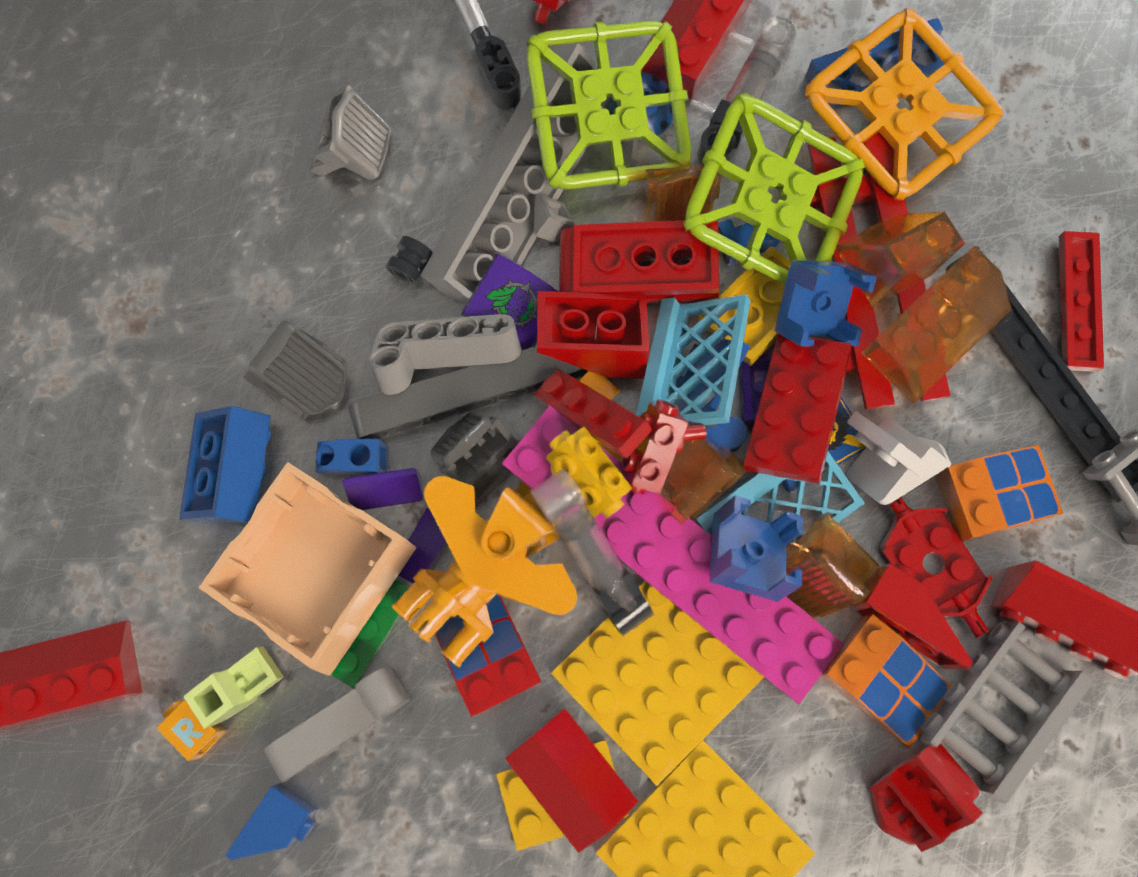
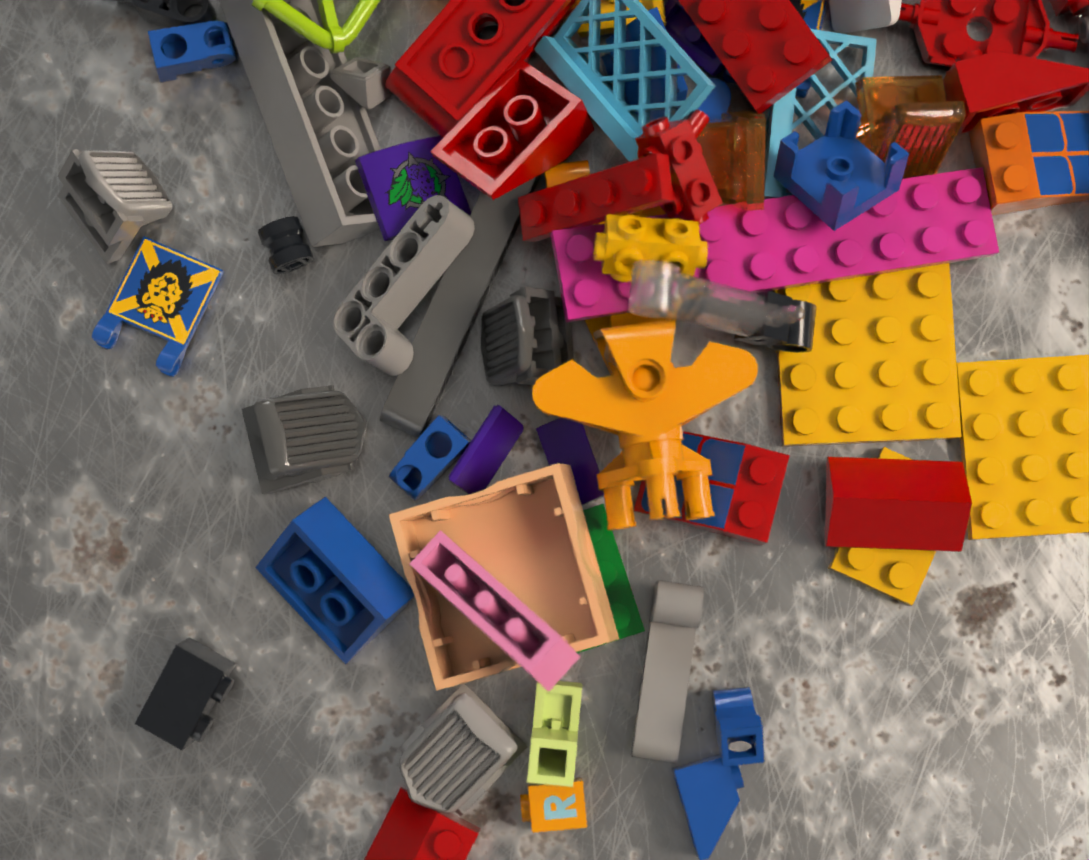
camera: 45 degrees left, 5 degrees up
(76, 438) = (186, 694): none -> black brick
(172, 636) = (457, 754): none -> light grey piece
(272, 580) = (495, 611): none -> bright pink brick
(316, 218) = (163, 296): none -> flag
(336, 801) = (737, 721): none -> blue leg
(480, 104) = (191, 48): none -> blue leg

